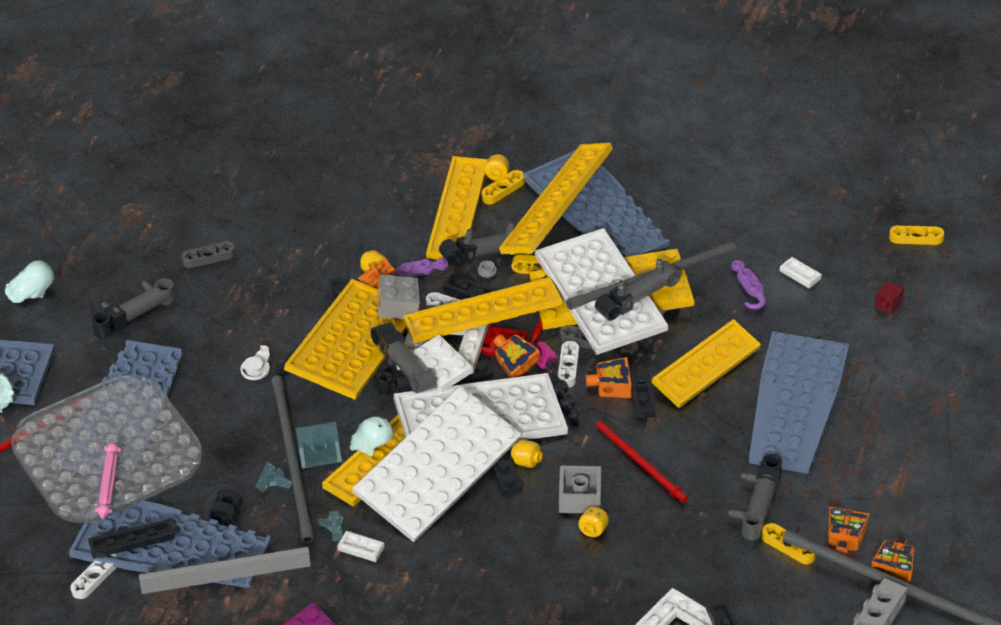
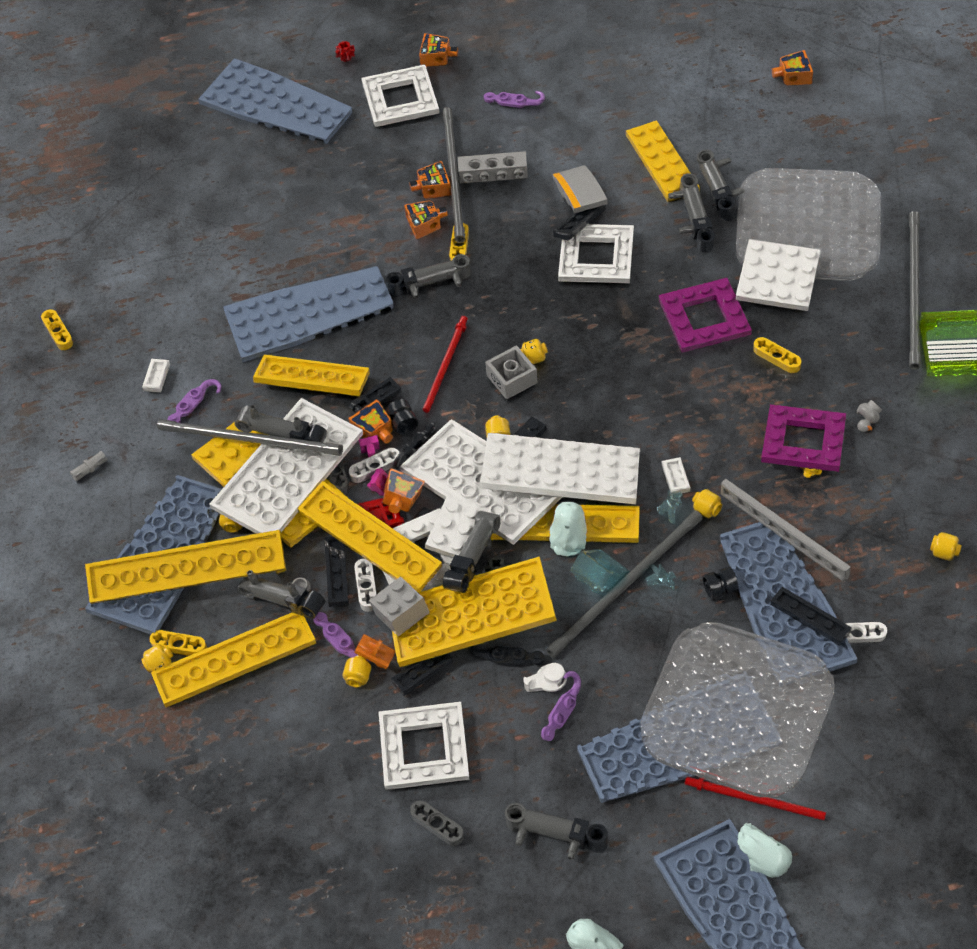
camera: 120 degrees left, 10 degrees up
(107, 479) = (775, 667): bright pink wheel -> none
(221, 359) = (562, 708): none -> medium lavender piece
(307, 266) = (424, 773): none -> white plate
(313, 542) = (707, 503): none -> yellow head
(588, 363) = (369, 445): none -> dark pink tile
(600, 397) = (402, 416): none -> black wheel
(732, 200) = (88, 466): none -> light grey pin
(889, 297) = (151, 306): dark red brick -> none

